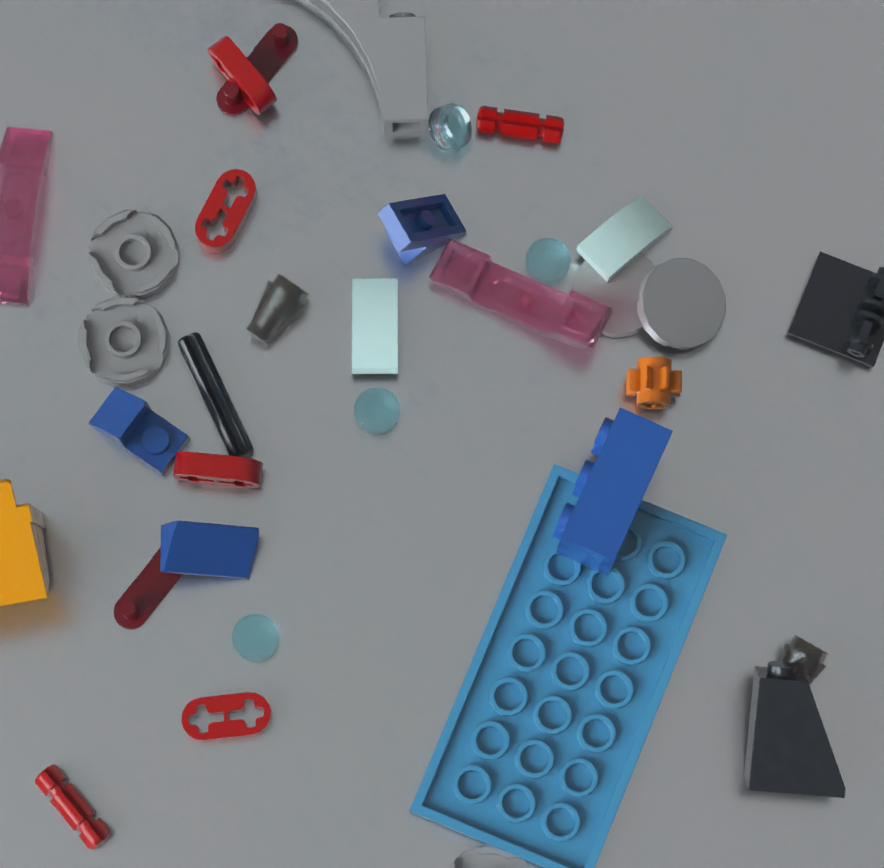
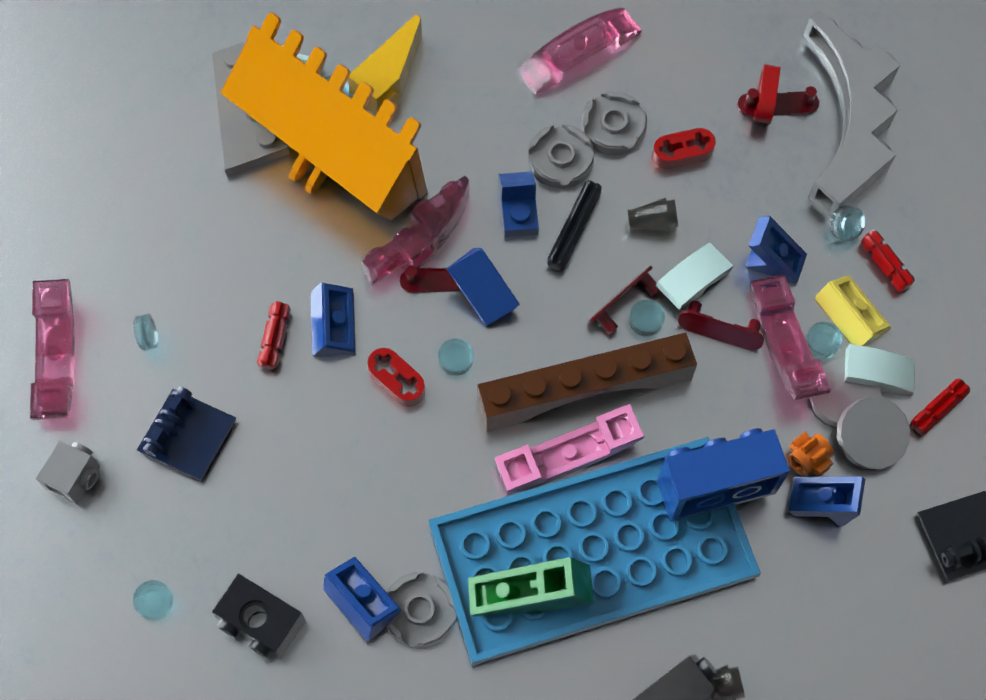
camera: 50 degrees right, 10 degrees down
(88, 541) = (430, 228): none -> clear pink slope
(106, 731) = (332, 320): none -> blue slope
(217, 469) = (533, 258): red beam -> none
(335, 455) = (602, 316): none -> dark red piece
(396, 533) = (639, 366): none -> reddish brown arch
(423, 369) = (734, 334): none -> dark red piece
(453, 610) = (571, 451): none -> bright pink slope
(542, 207) = (852, 311): none -> light yellow slope
(566, 771) = (532, 588): none -> green slope
(706, 214) = (940, 406): none -> red axle
(708, 406) = (828, 497): none -> blue slope

